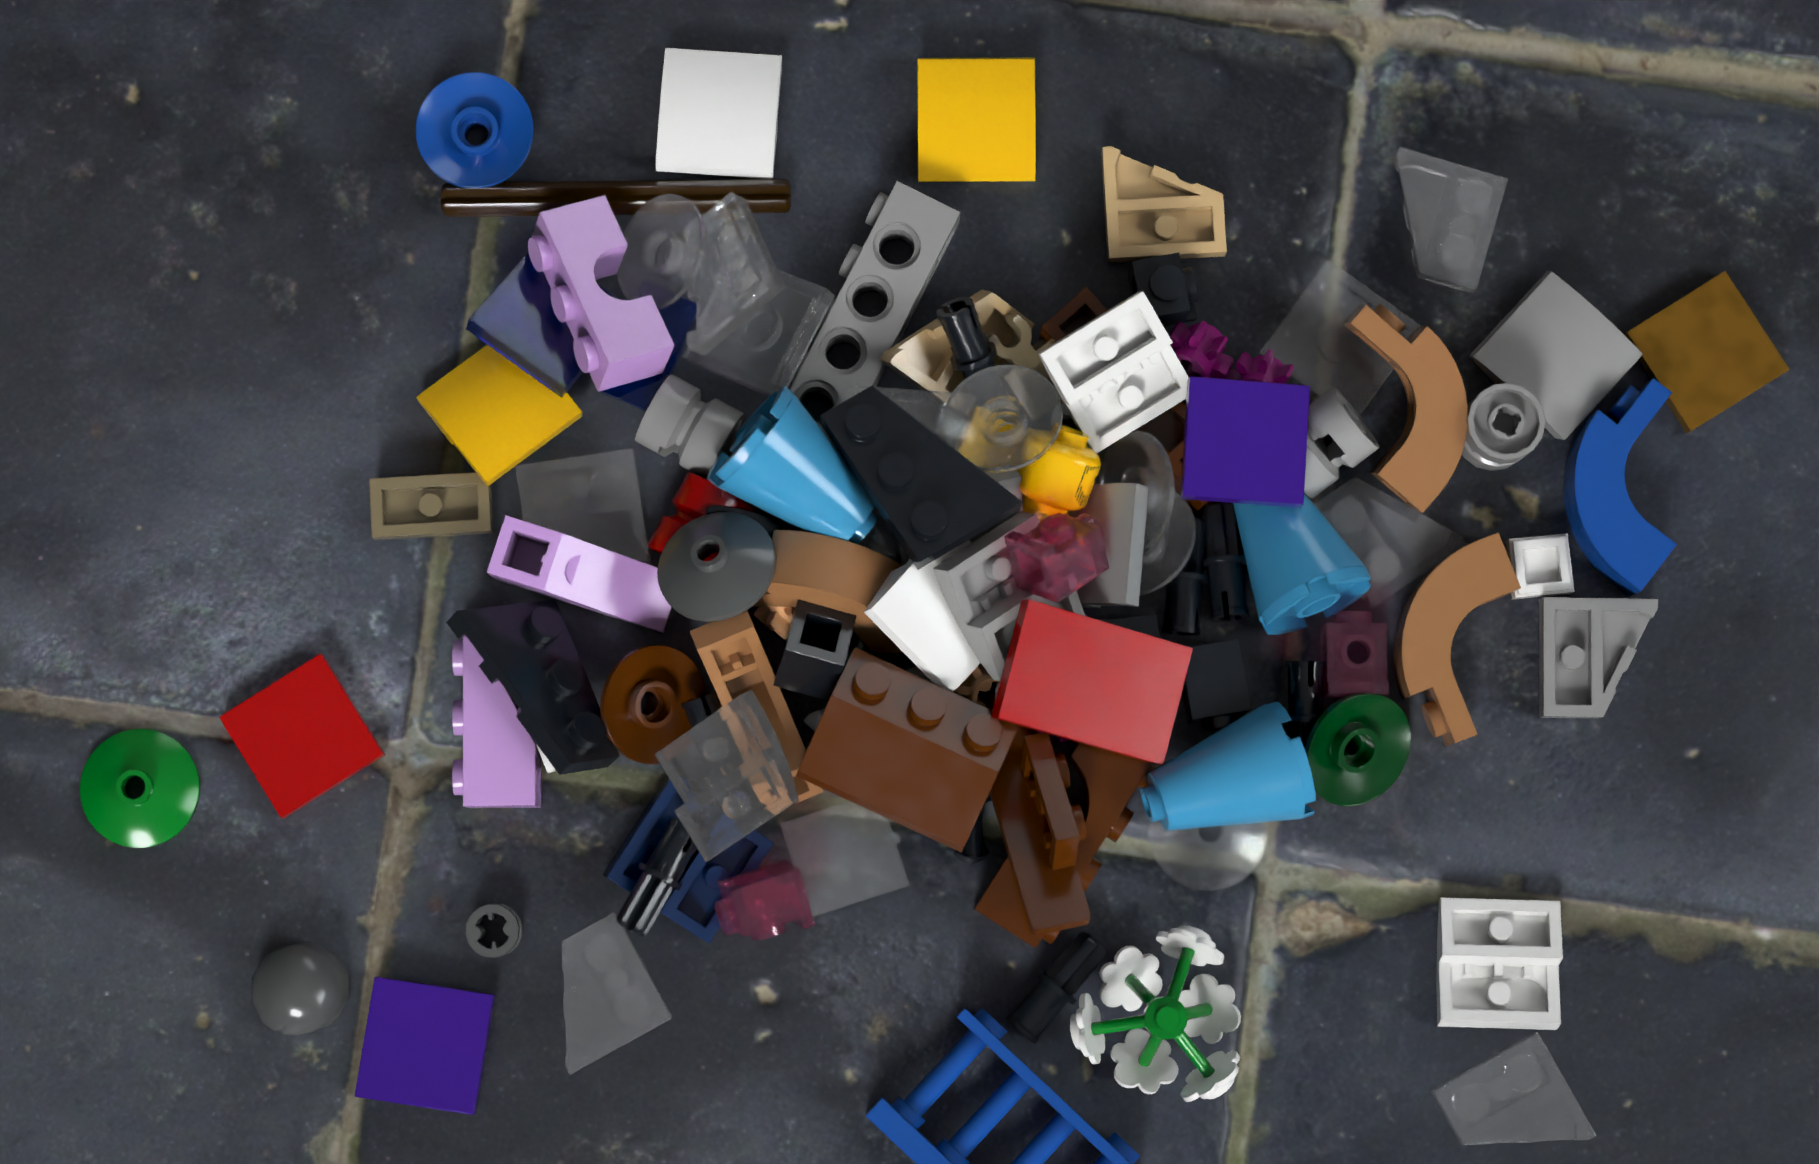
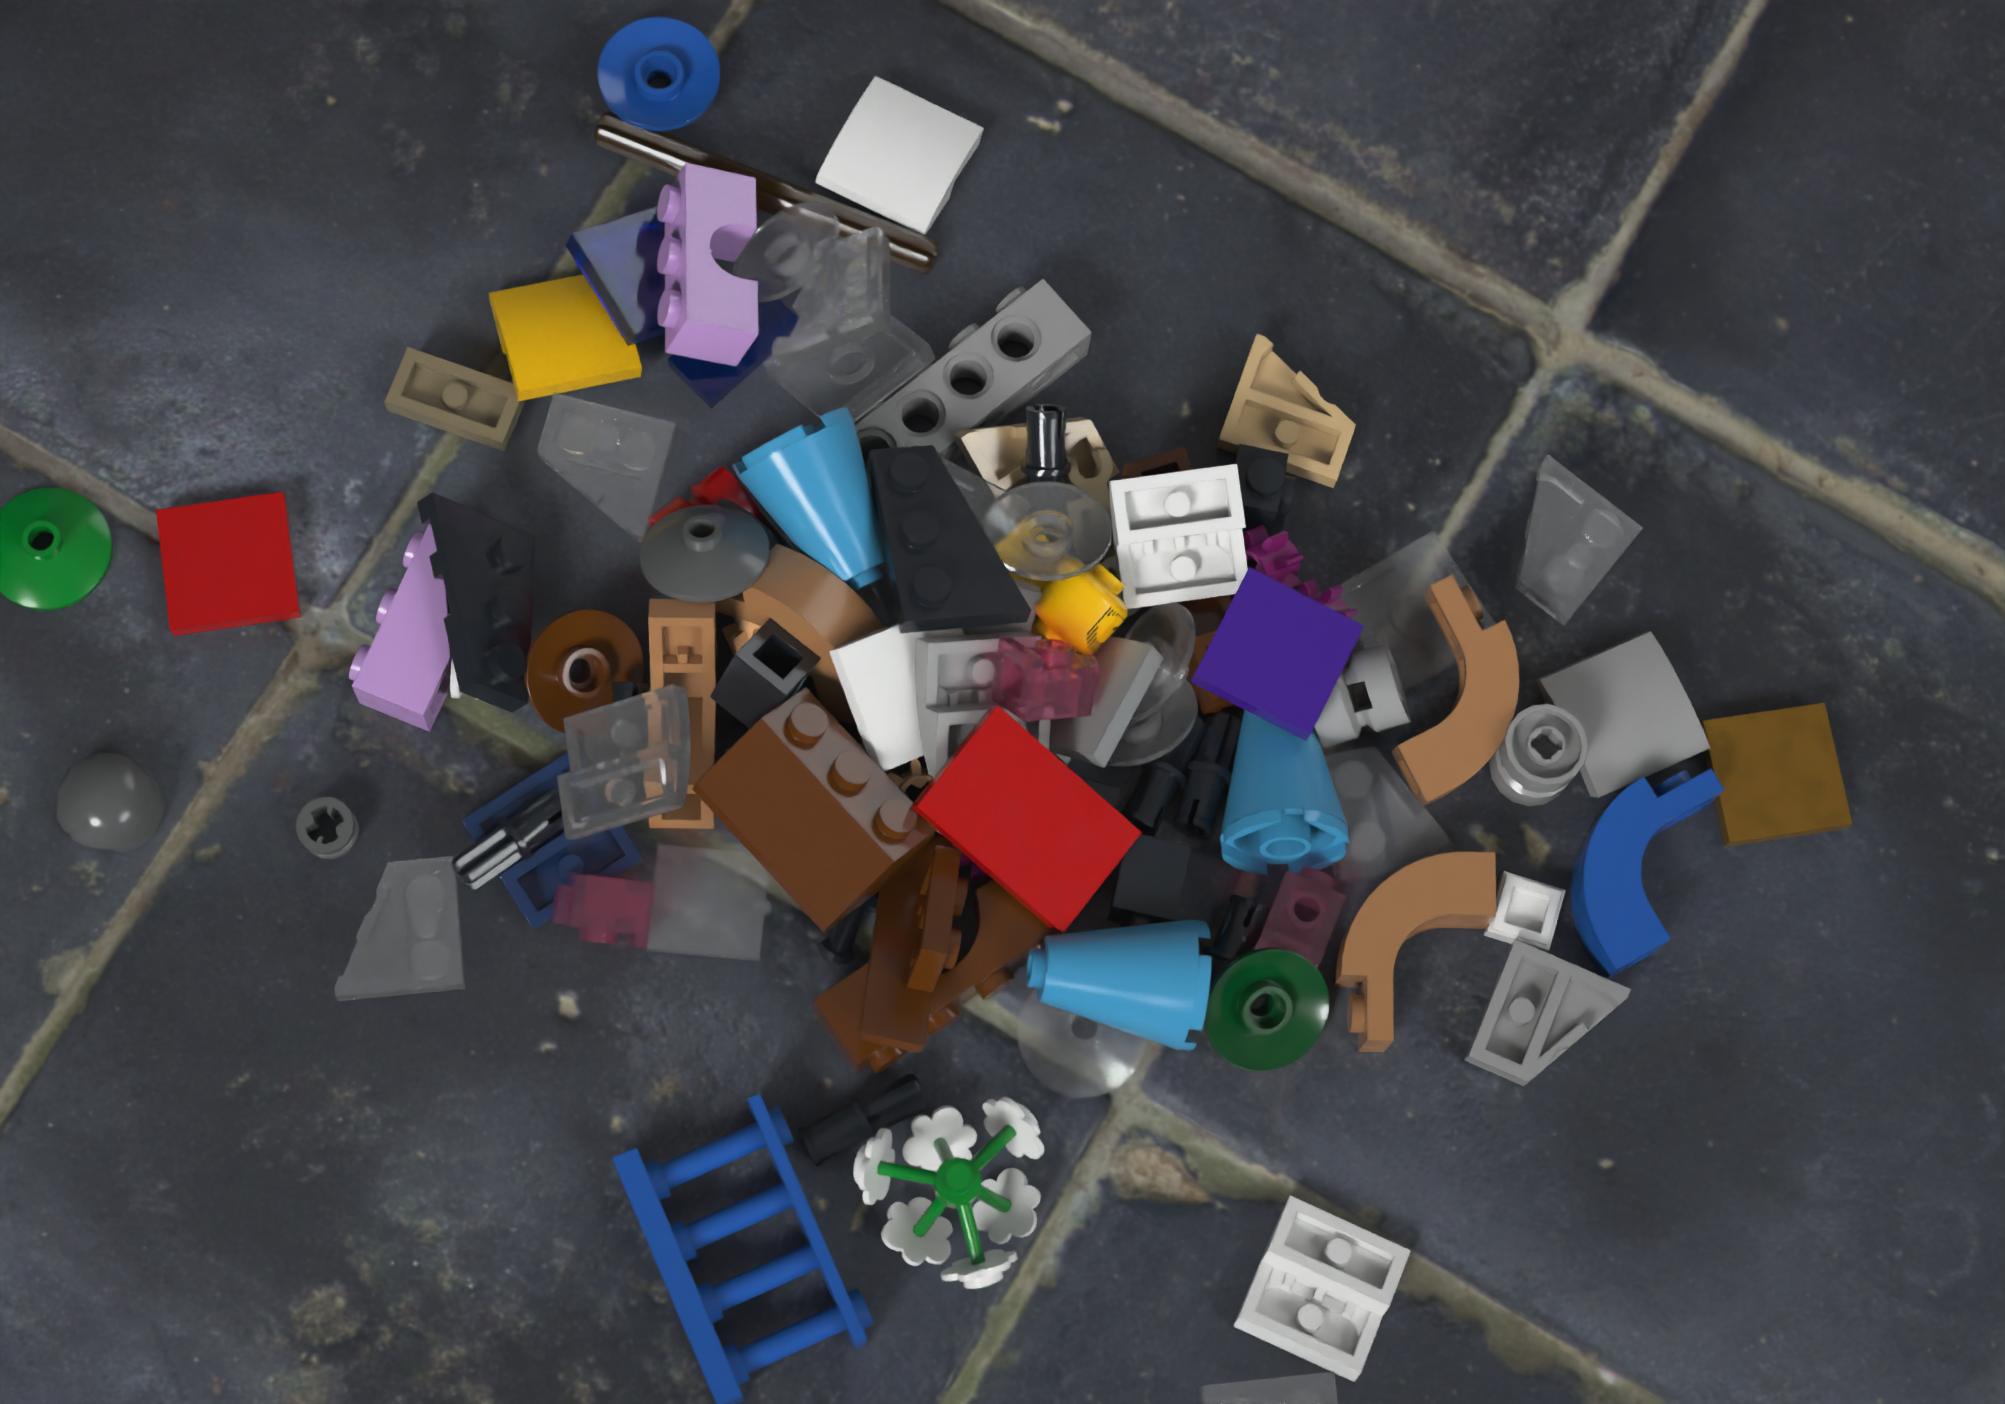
camera: 15 degrees right, 10 degrees down
(425, 1045) = (206, 911): dark purple tile -> none
(578, 574) = (566, 516): lavender slope -> none
(688, 426) = (732, 417): light grey wheel -> none
(976, 119) = (1145, 261): yellow slope -> none

